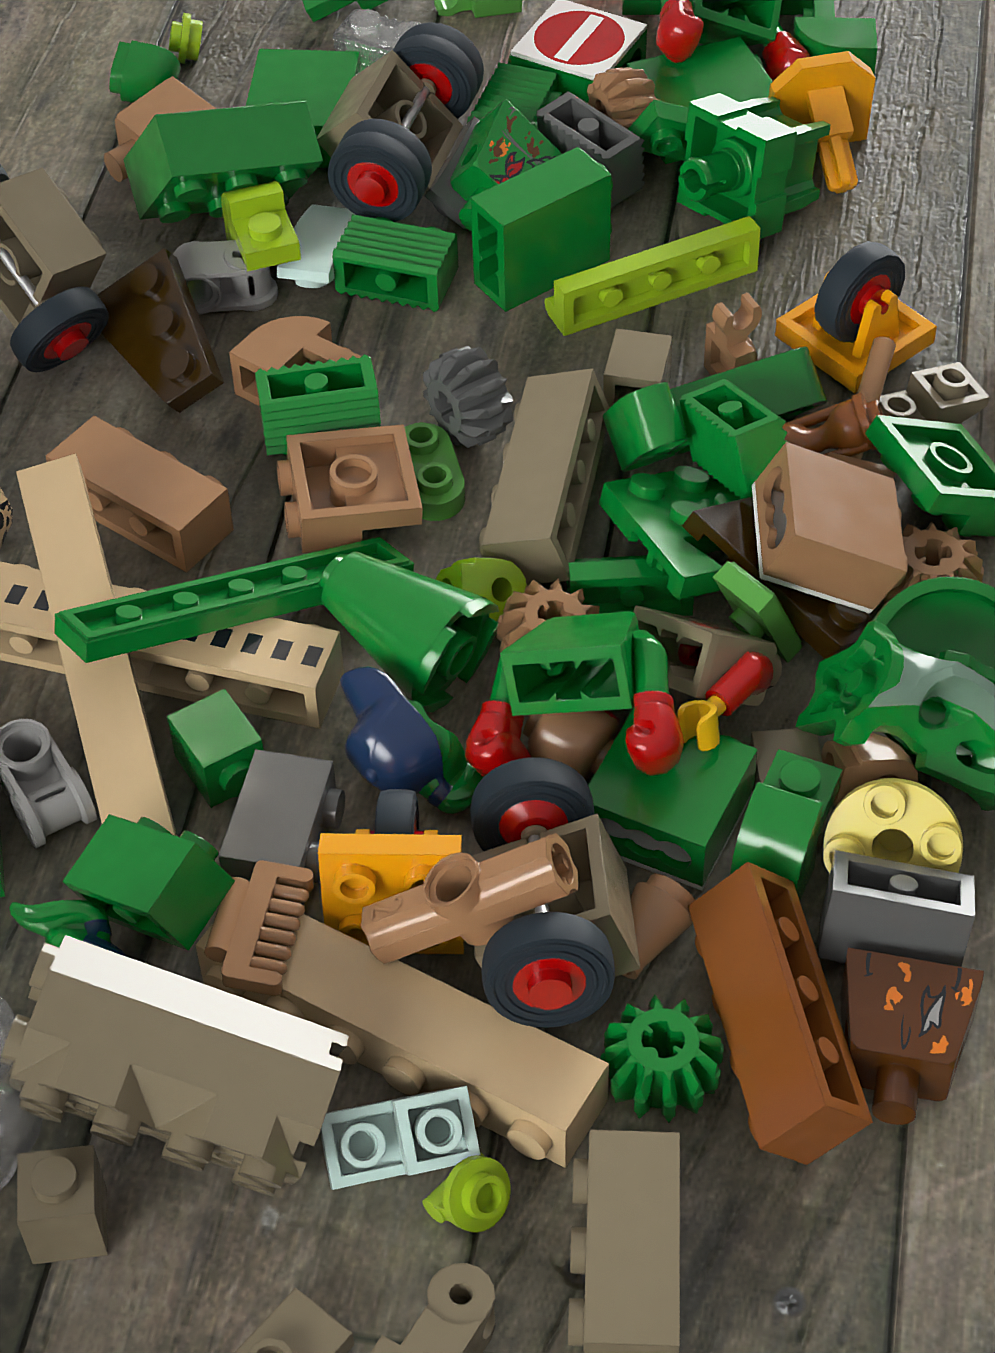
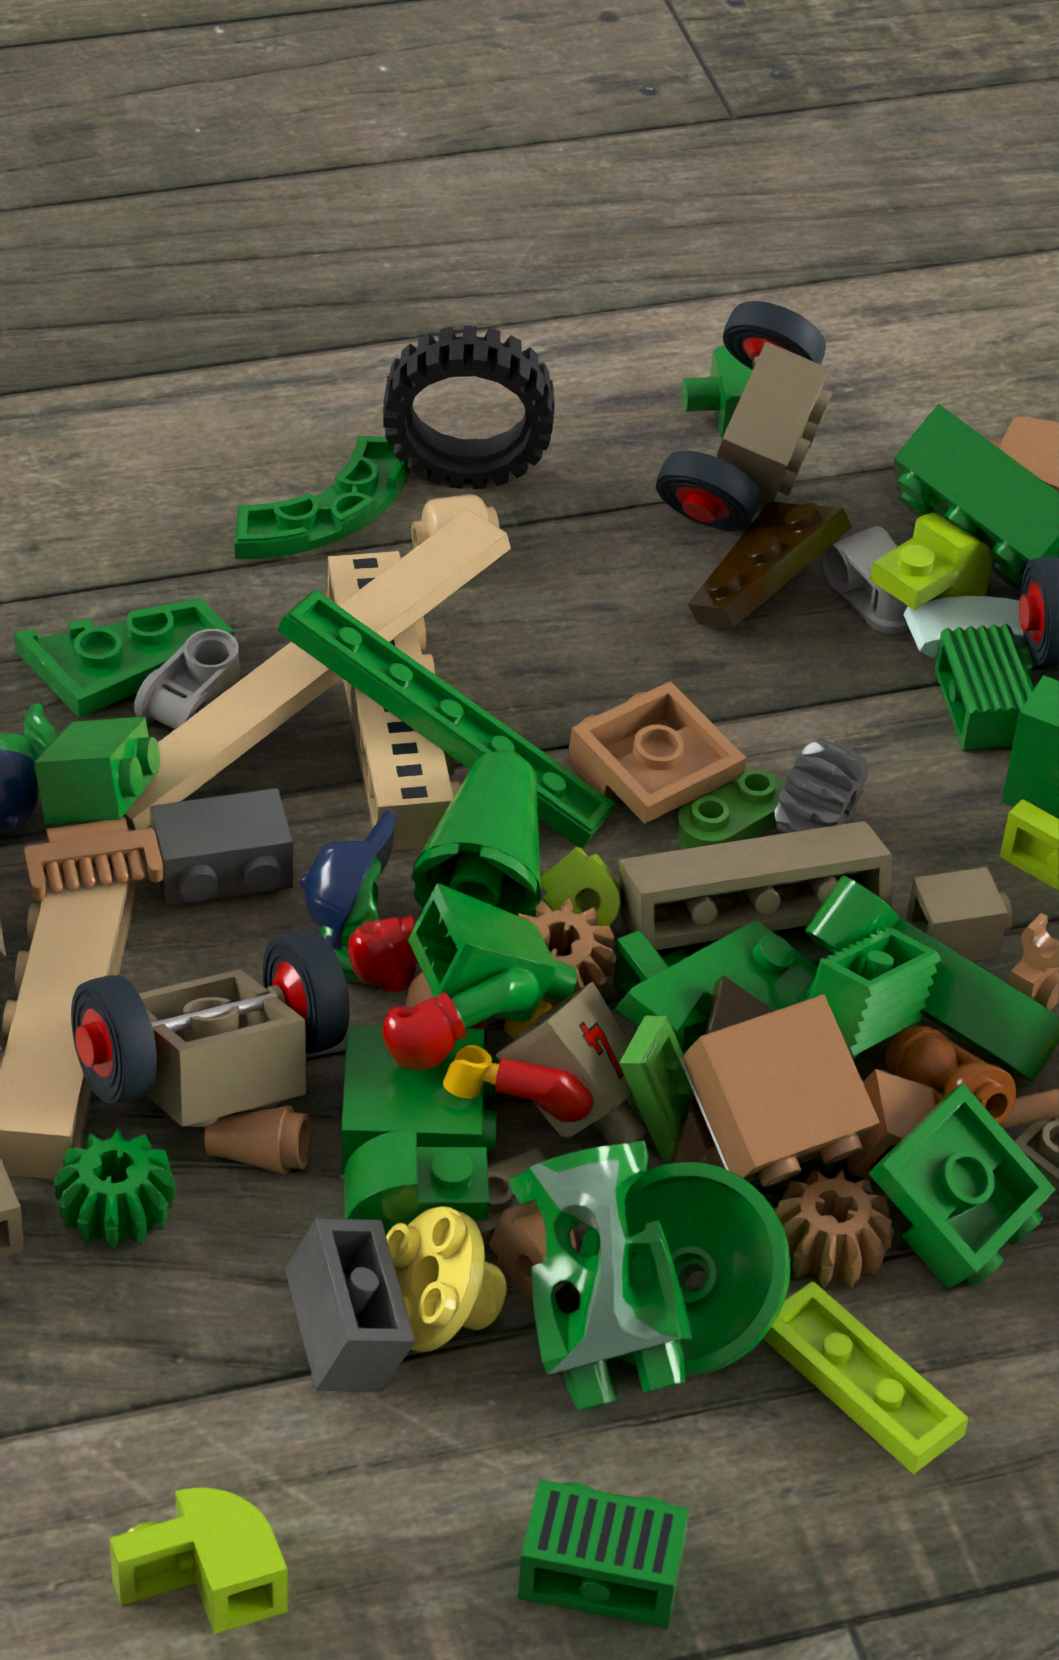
camera: 60 degrees right, 5 degrees down
(149, 494) = (561, 625): medium nougat brick -> none
(214, 745) = (304, 772): green brick -> none
(282, 343) = (794, 660): medium nougat brick -> none
(316, 399) = (737, 692): green brick -> none
(380, 864) = (202, 928): light orange plate -> none
(469, 898) = (156, 957): medium nougat piece -> none
(778, 1016) = (193, 1249): dark orange brick -> none
(906, 1027) = (233, 1359): reddish brown torso -> none

